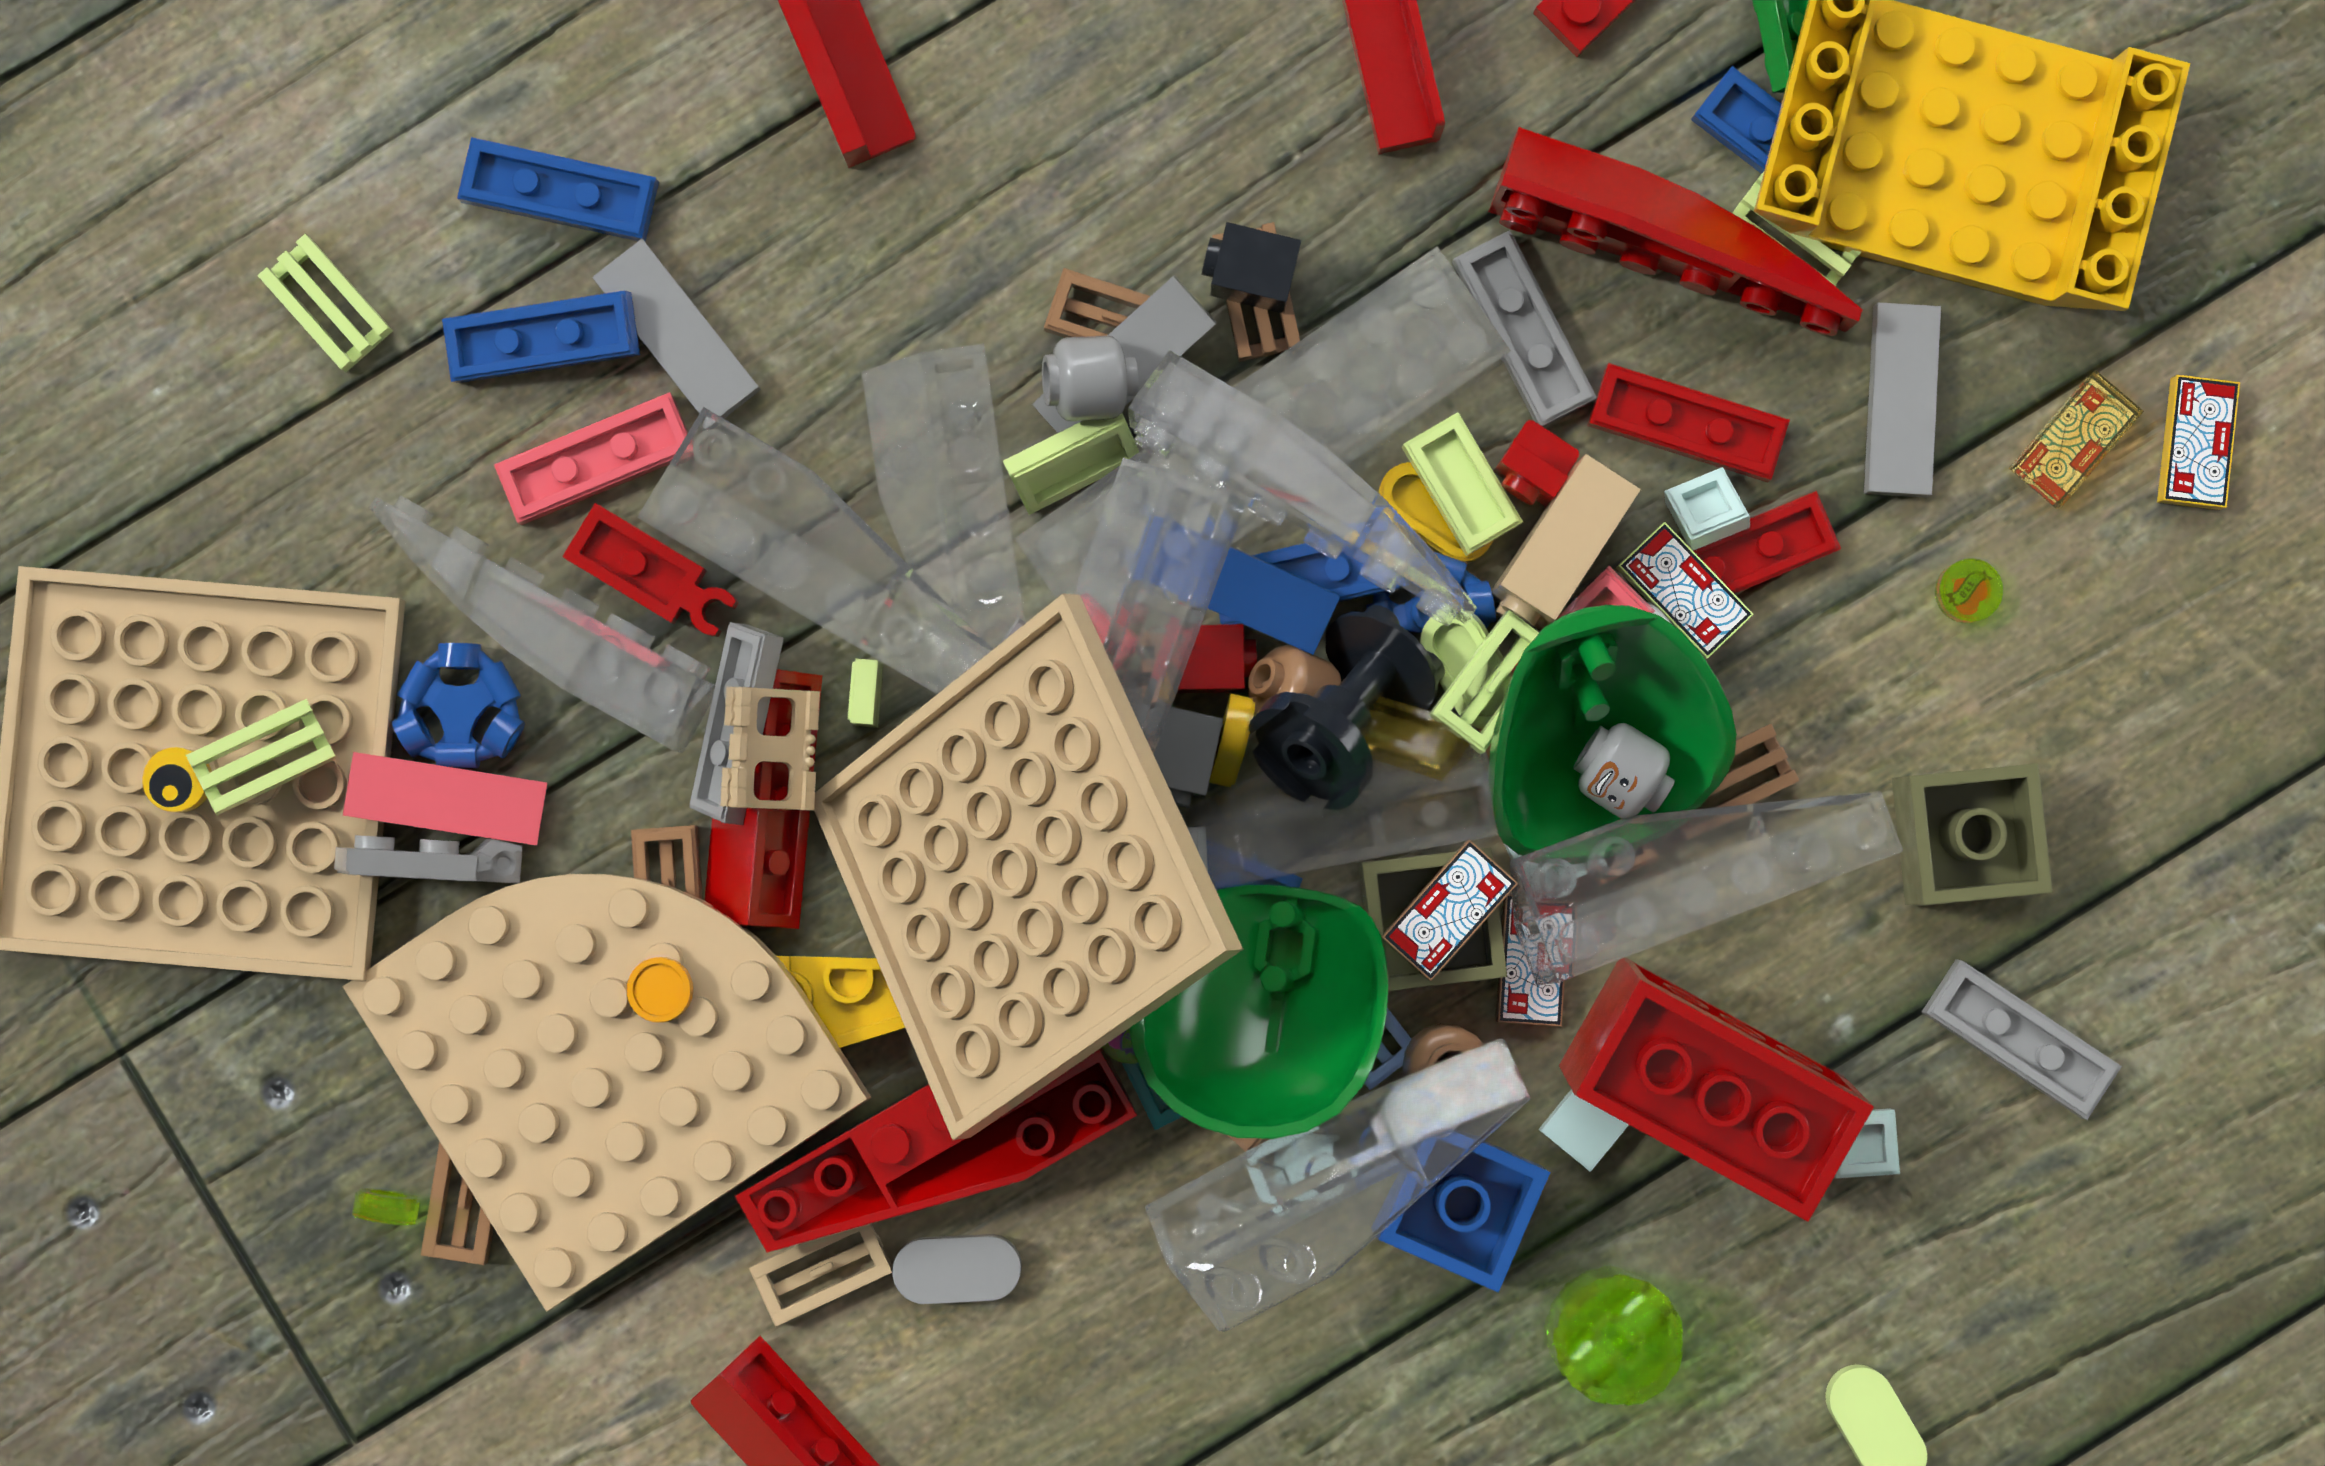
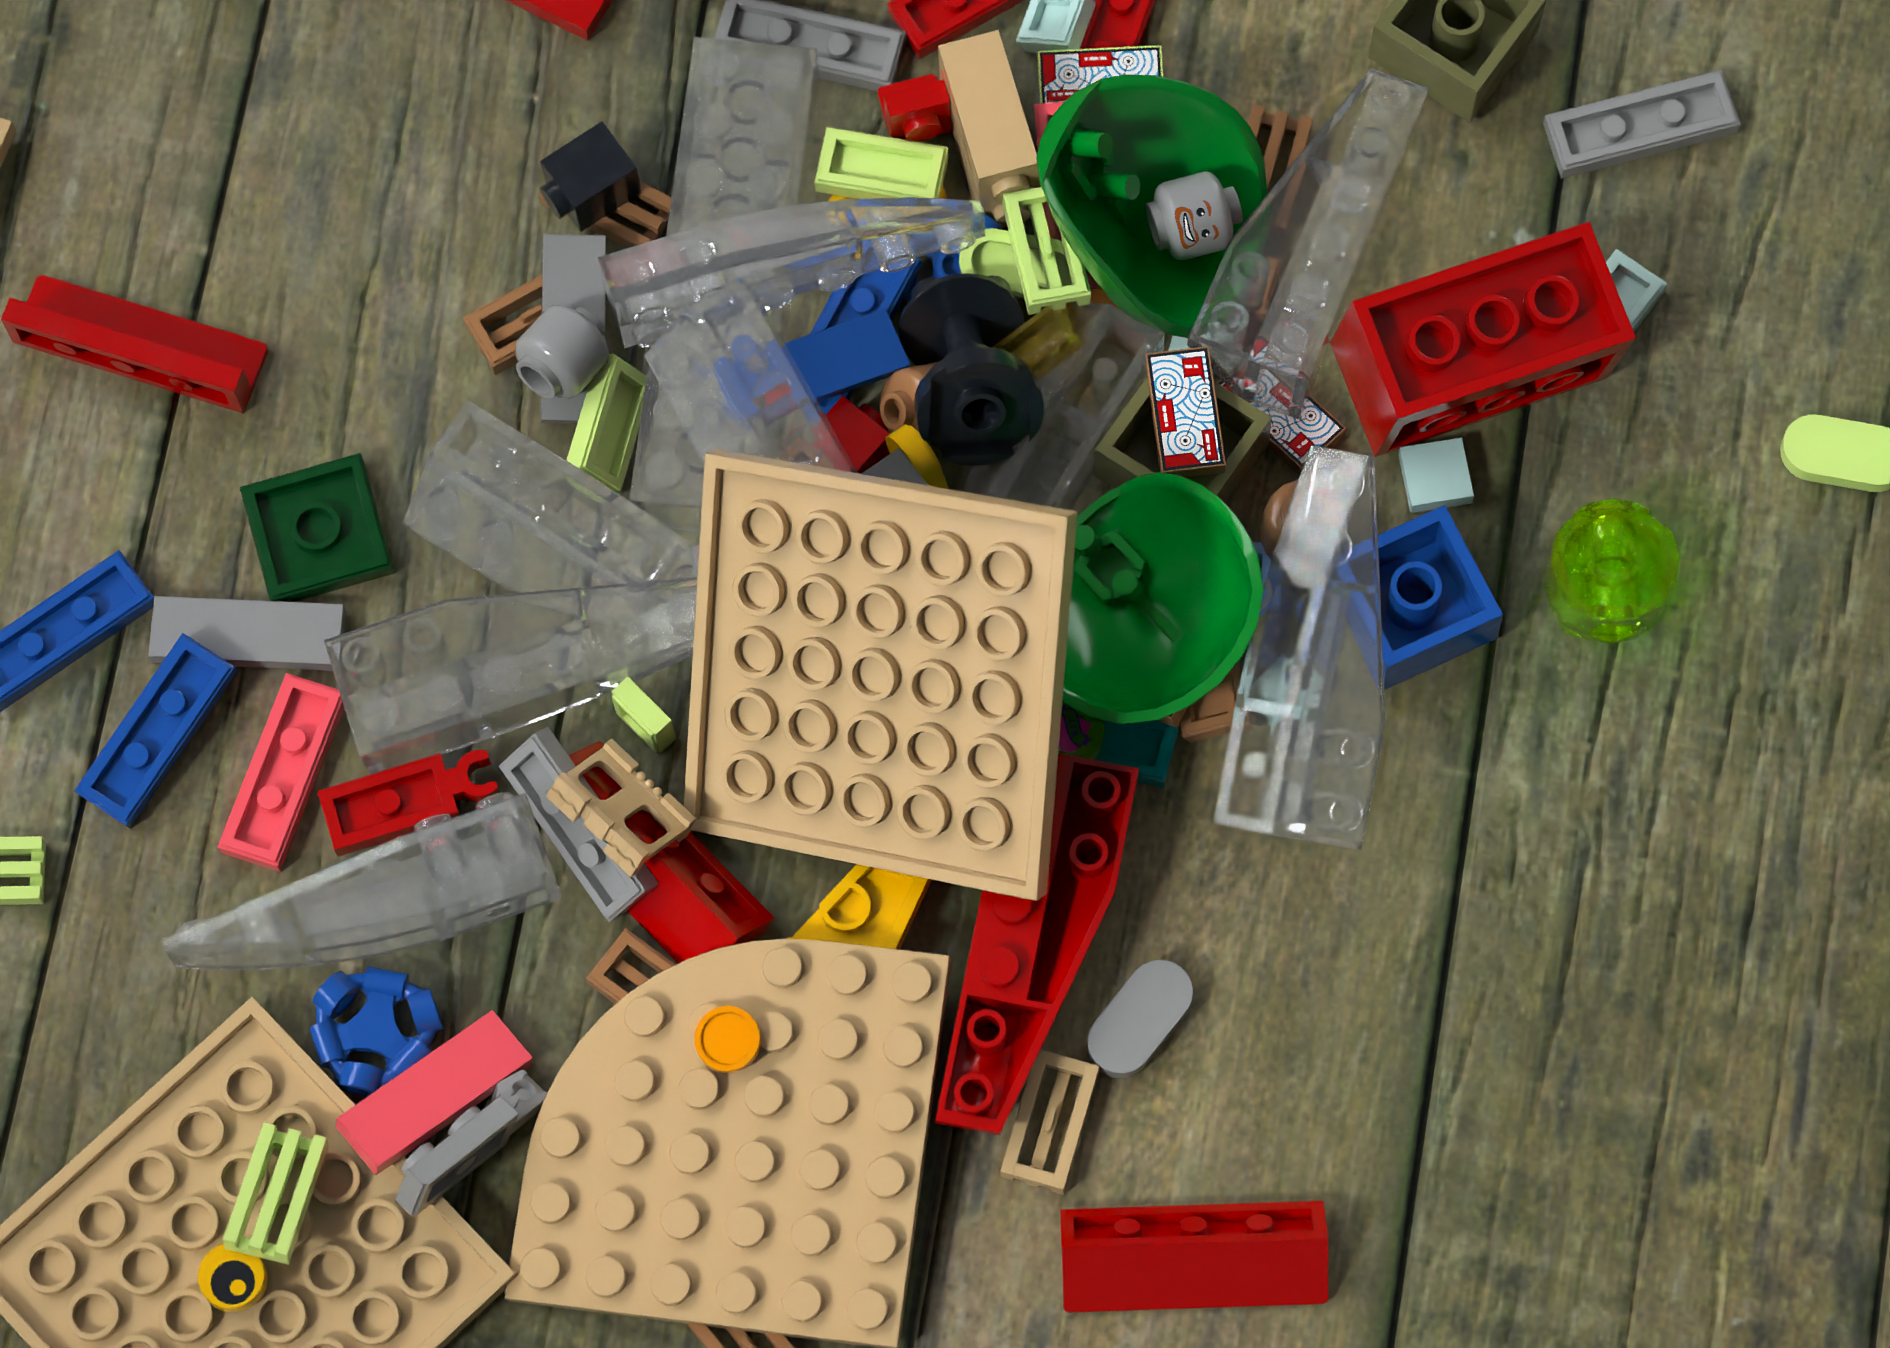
camera: 45 degrees left, 15 degrees down
(802, 310) = (317, 530): none -> dark green tile

